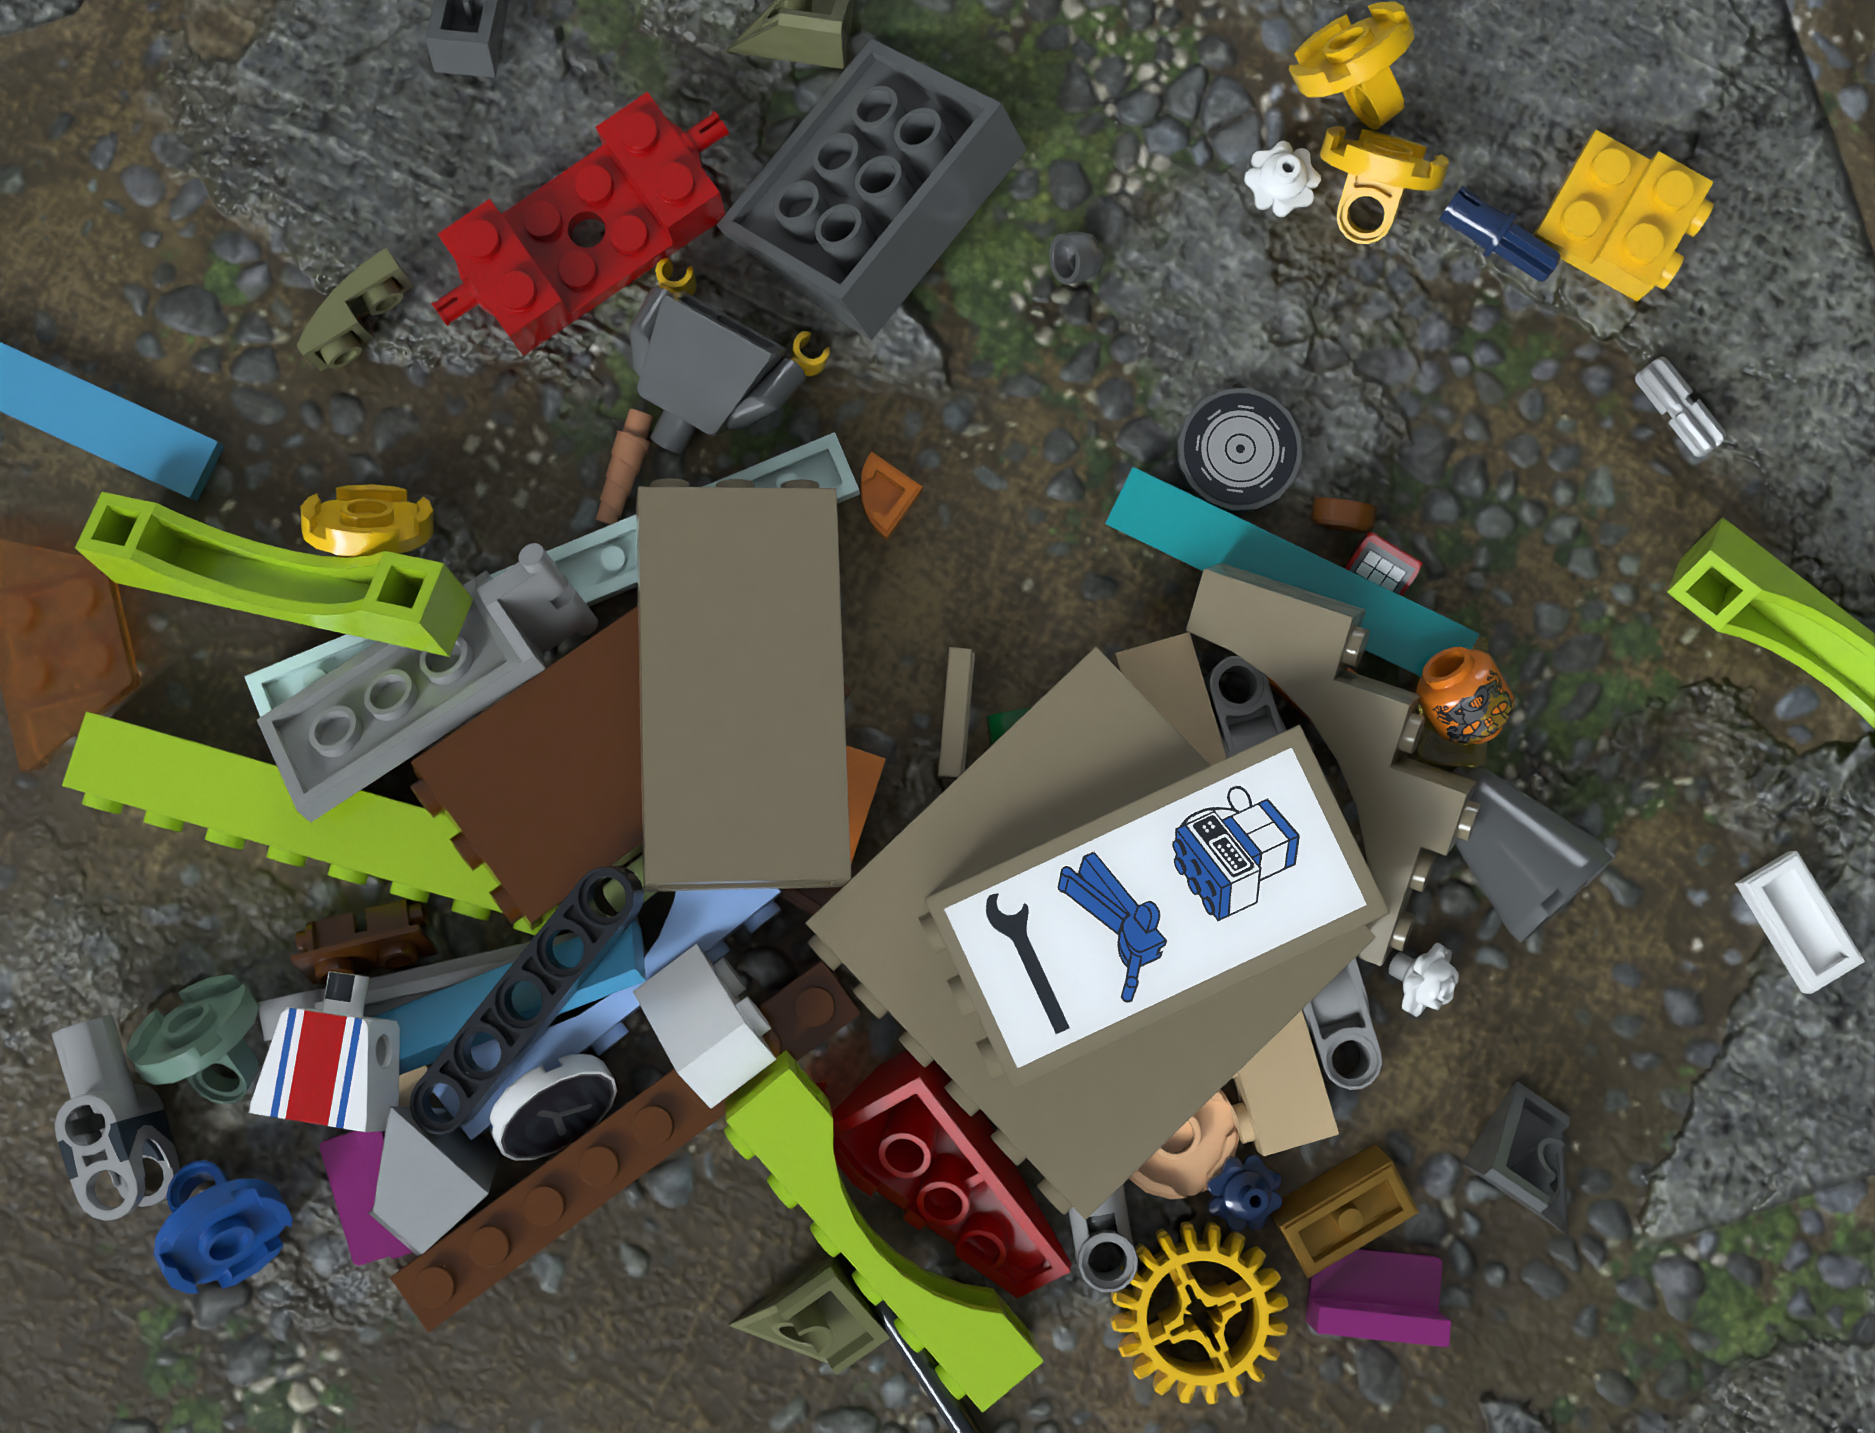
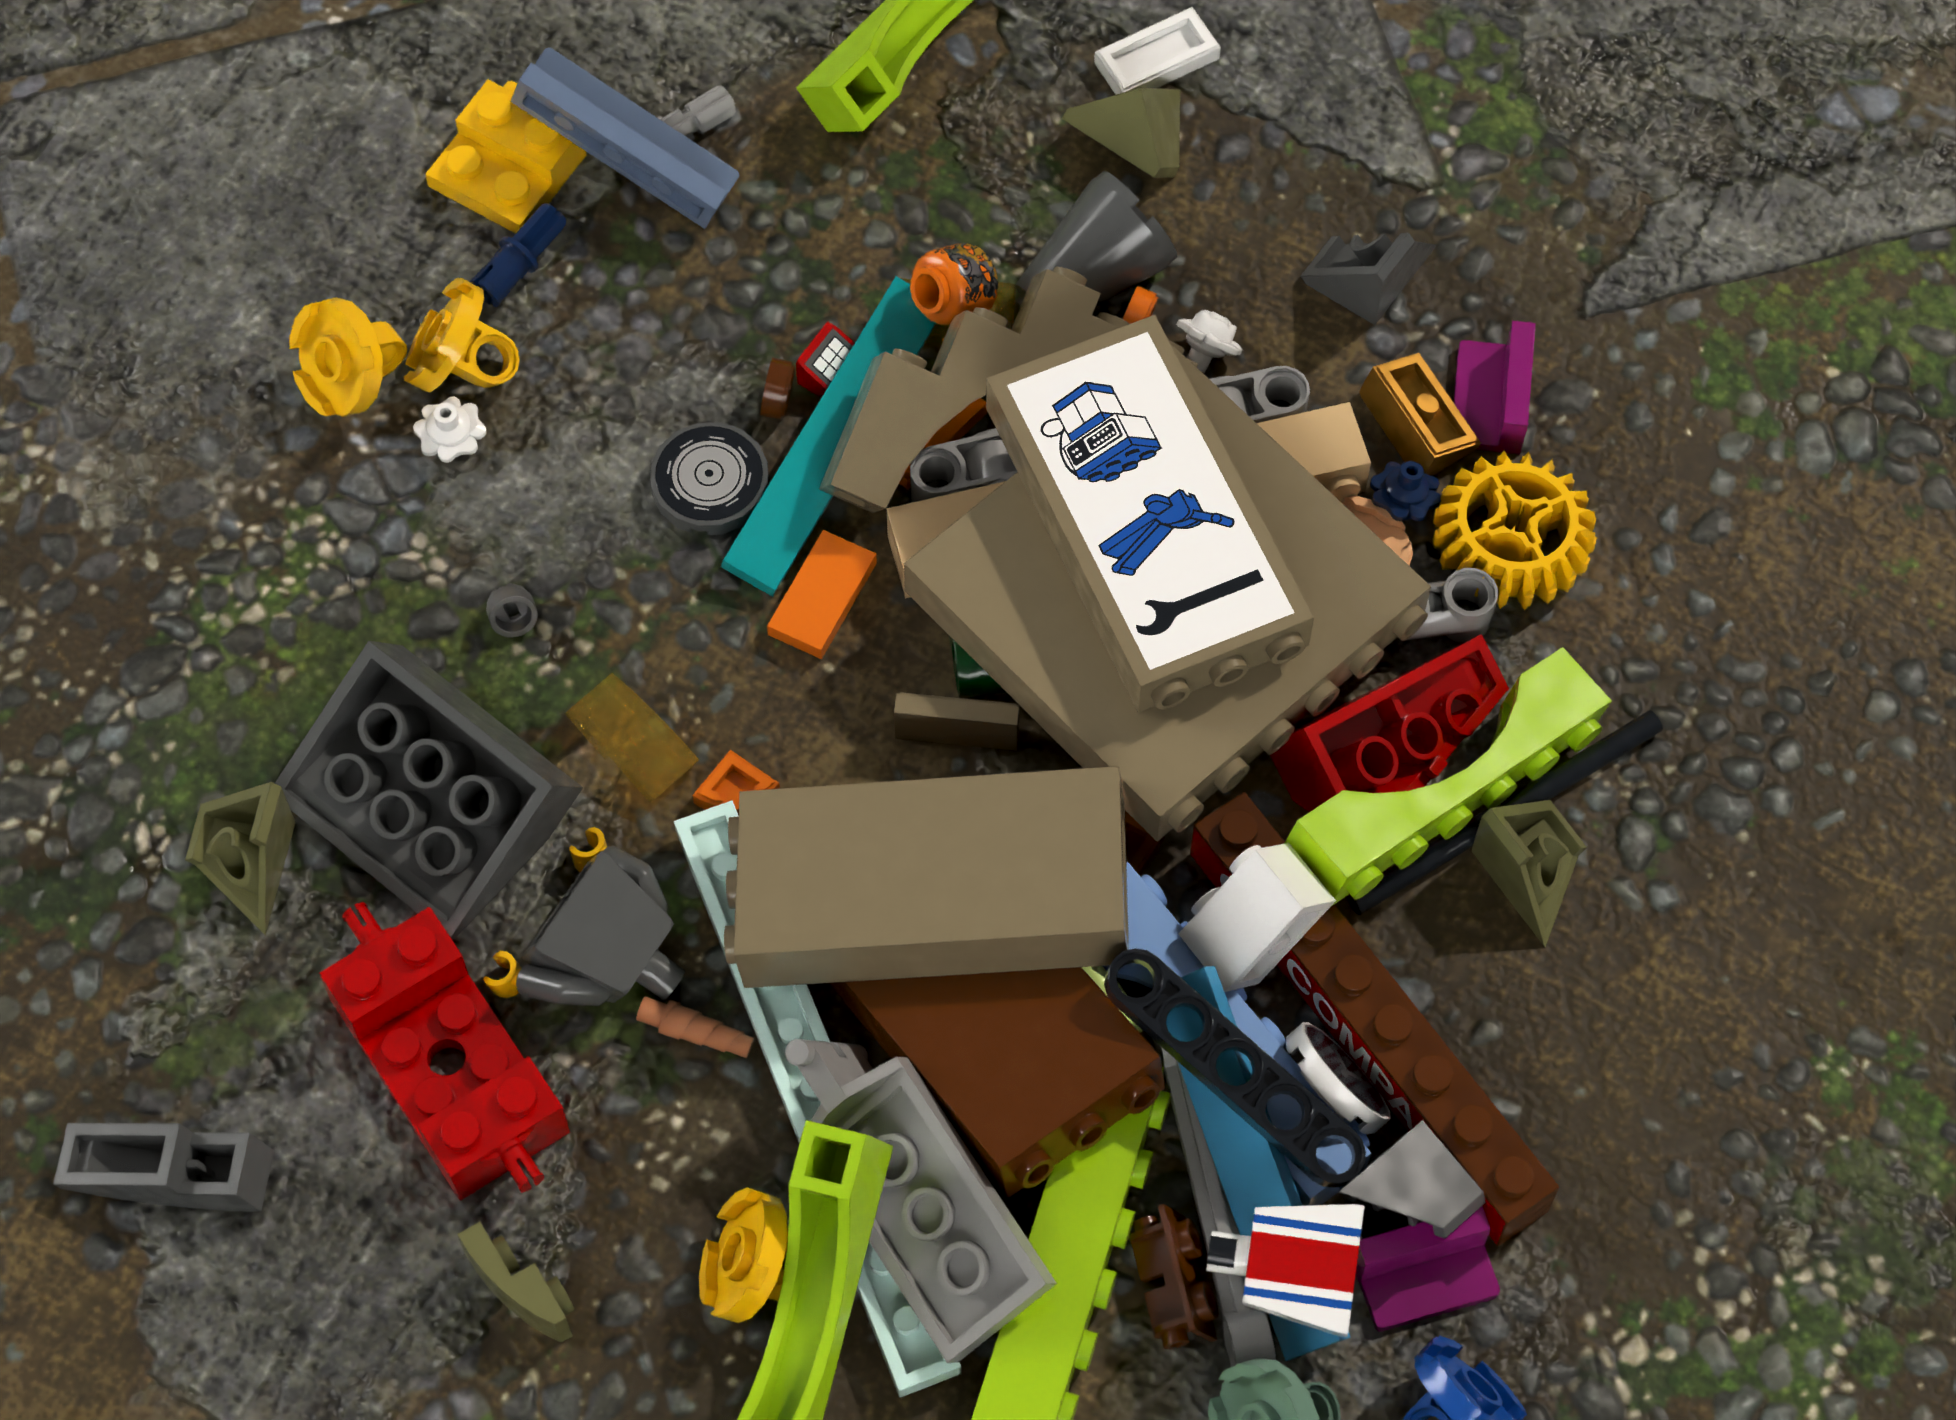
camera: 85 degrees left, 20 degrees down
(934, 387) = (632, 736): none -> clear yellow slope
(1106, 573) = (822, 594): none -> orange tile
(1450, 901) = (1141, 305): none -> orange tile
(1648, 332) = (624, 136): none -> sand blue panel
(1693, 897) = (1136, 126): none -> olive slope

